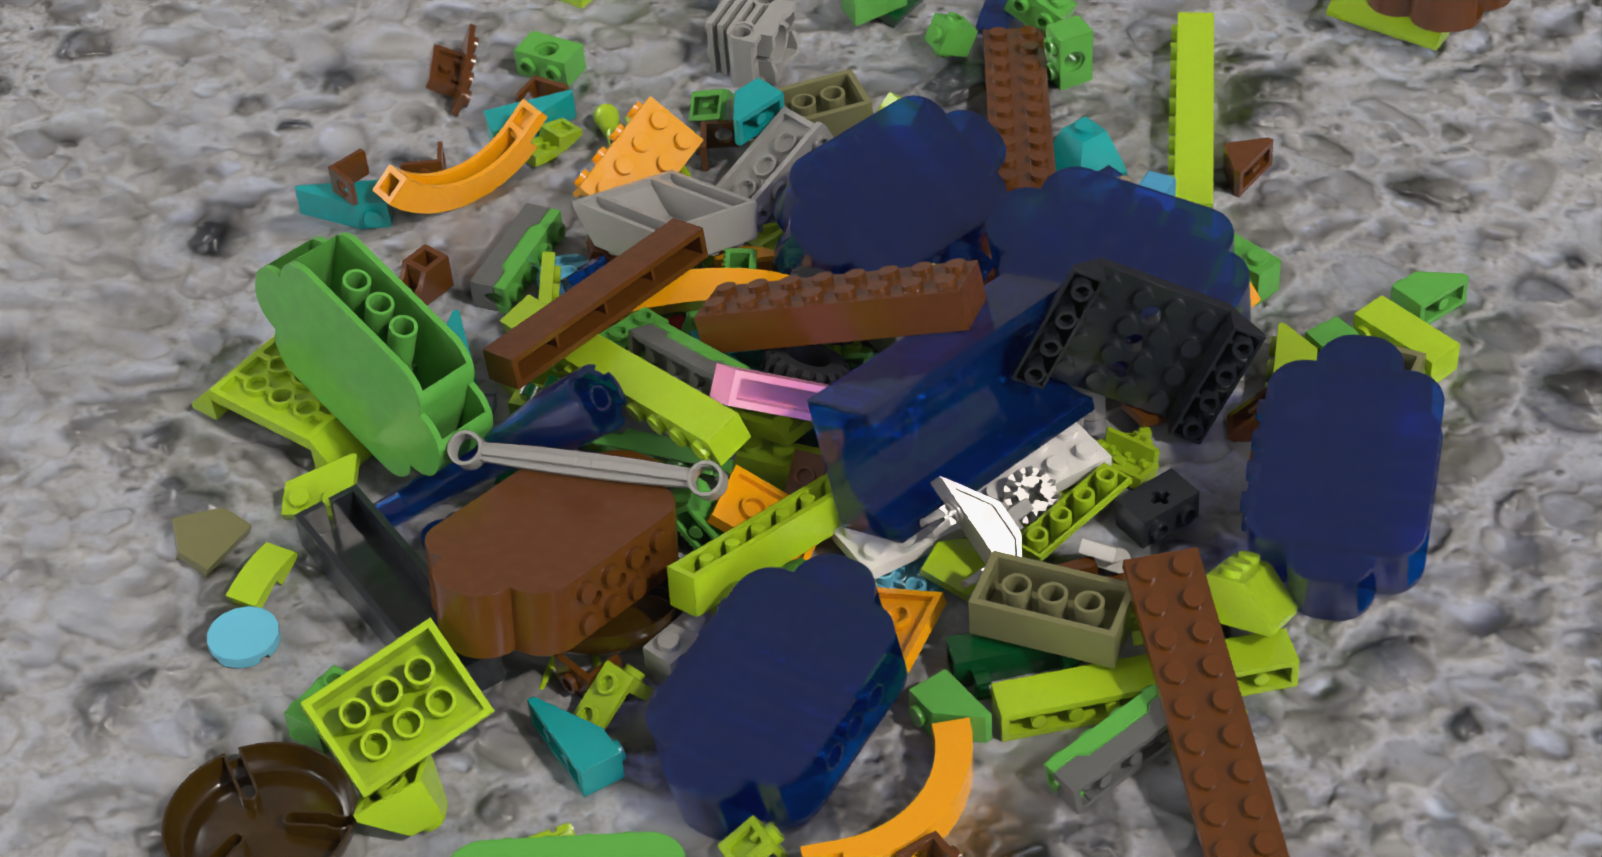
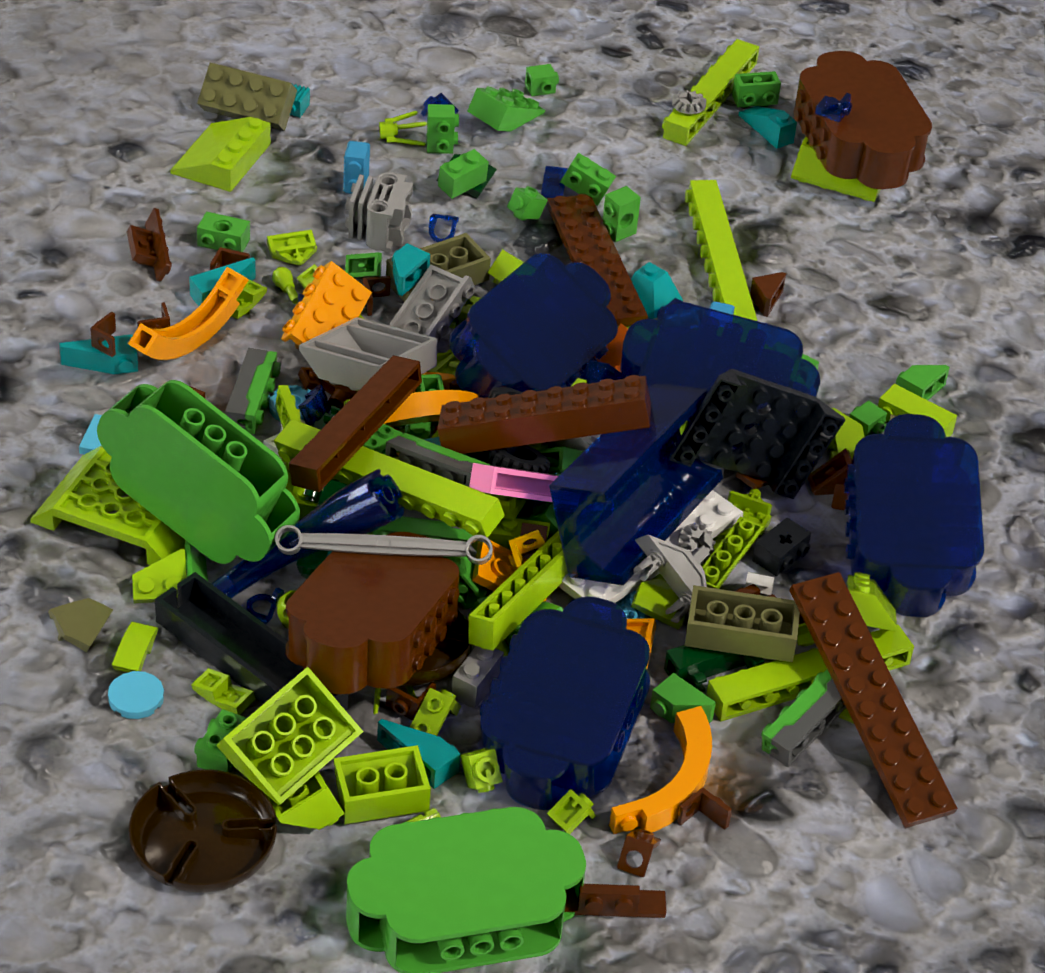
camera: 20 degrees left, 0 degrees up
(348, 639) = (219, 690): none -> lime slope
(371, 476) = (195, 561): none -> bright green slope
(505, 784) = (382, 784): none -> lime slope
(634, 79) = (292, 247): none -> lime slope
(645, 777) = (481, 769): none -> lime brick
(778, 485) = (519, 548): none -> yellow bracket
(820, 53) = (432, 222): none -> clear blue piece

